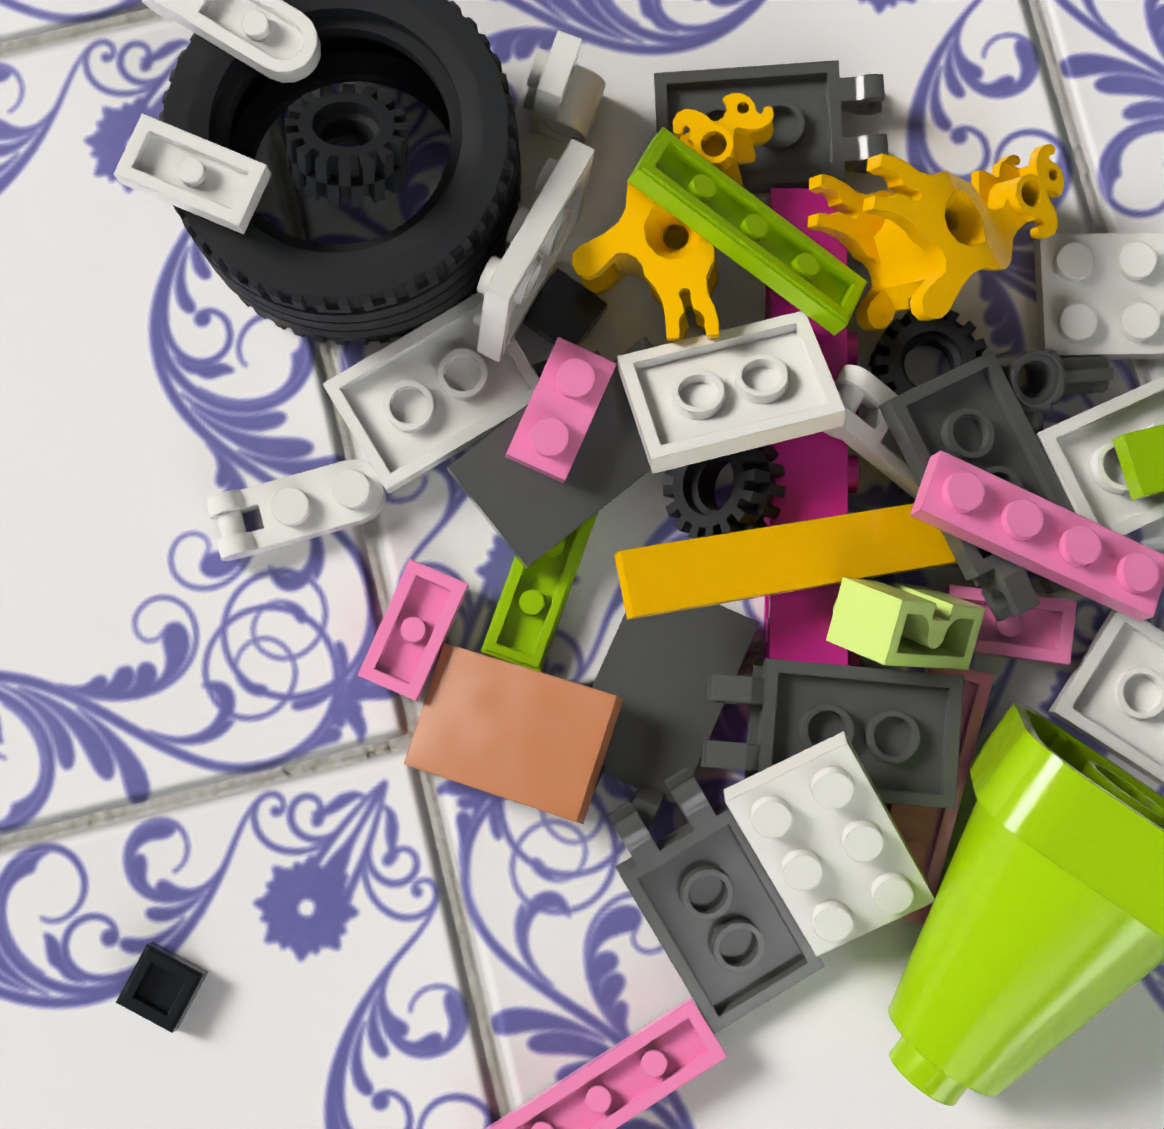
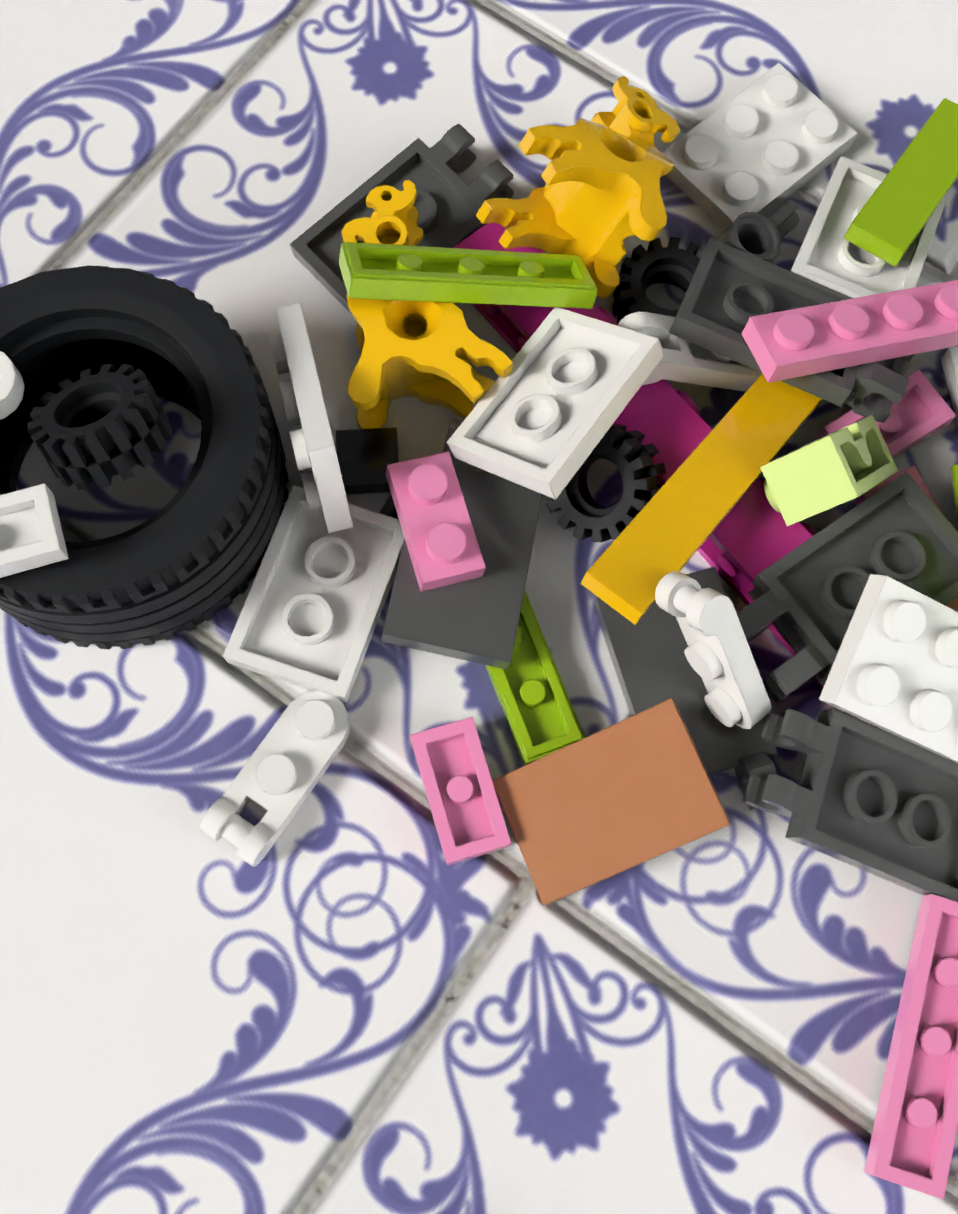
camera: 45 degrees left, 10 degrees down
(562, 92) = (235, 293): white plate -> none
(673, 685) = (716, 650): none -> white plate

